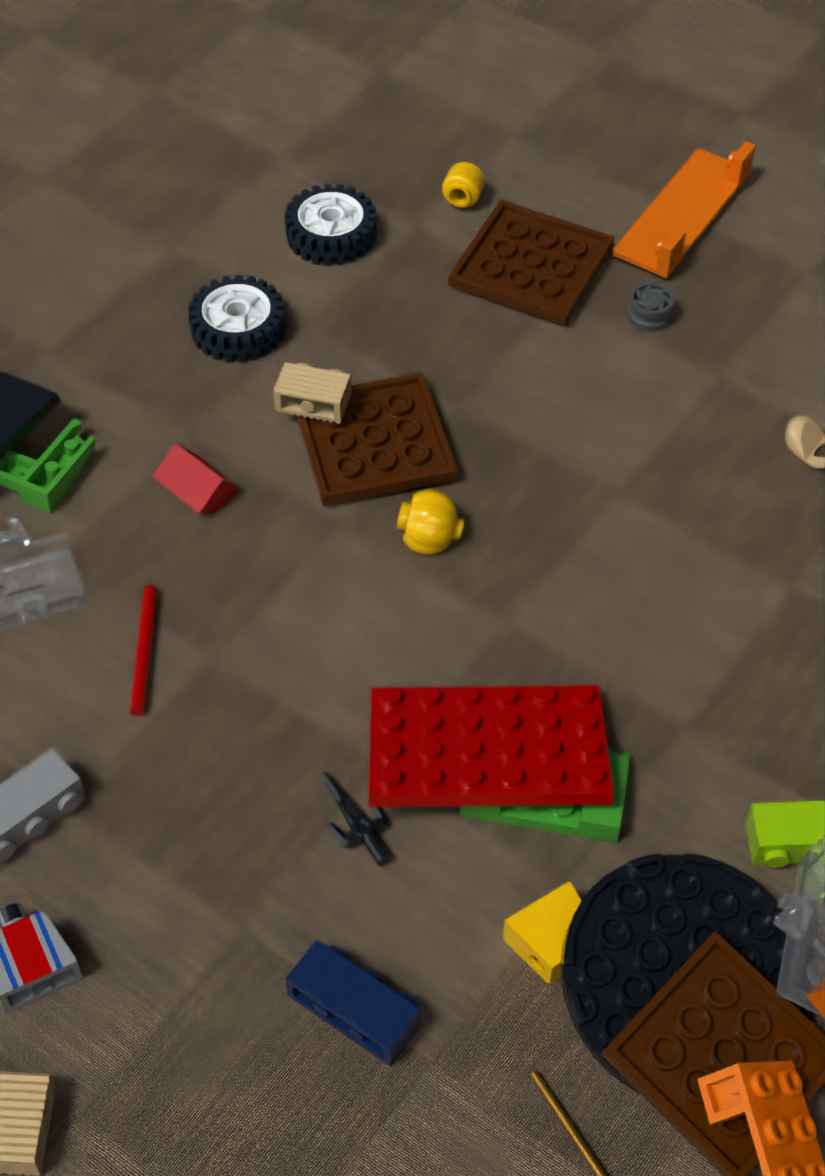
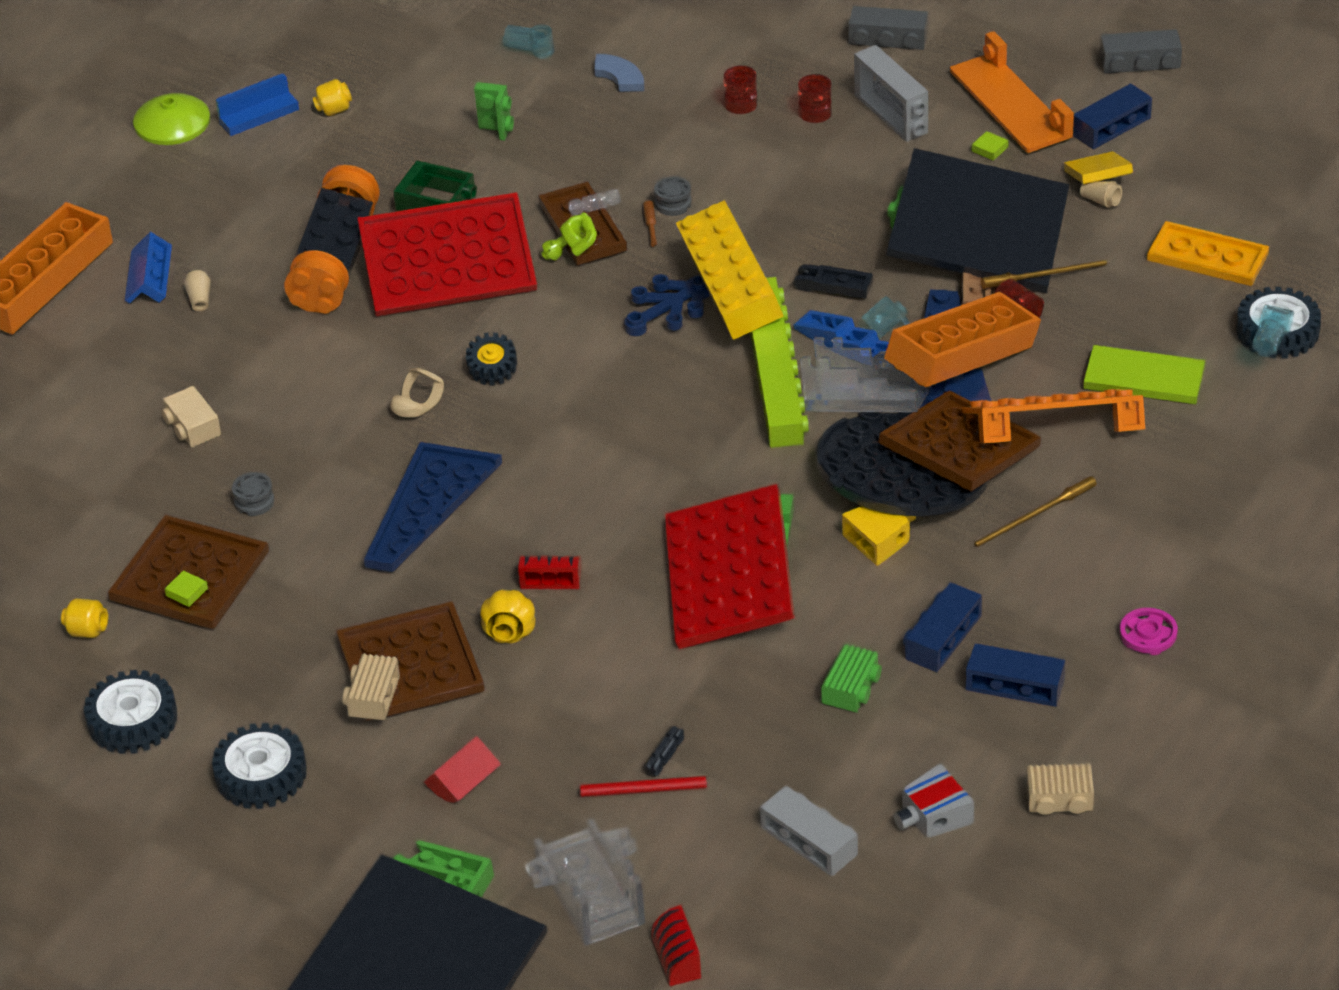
camera: 90 degrees left, 10 degrees down
(193, 670) = (664, 751): none -> black axle
(246, 1090) = (1015, 675): none -> dark blue brick
(272, 877) = (851, 678): none -> bright green brick
(361, 829) = (800, 640): black piece -> none
(492, 250) = (186, 588): none -> lime tile
(510, 566) = (550, 571): none -> red brick
(654, 459) = (428, 494): none -> dark blue wing
(684, 209) = (125, 475): orange bracket -> none
(774, 253) = (191, 417): none -> tan brick

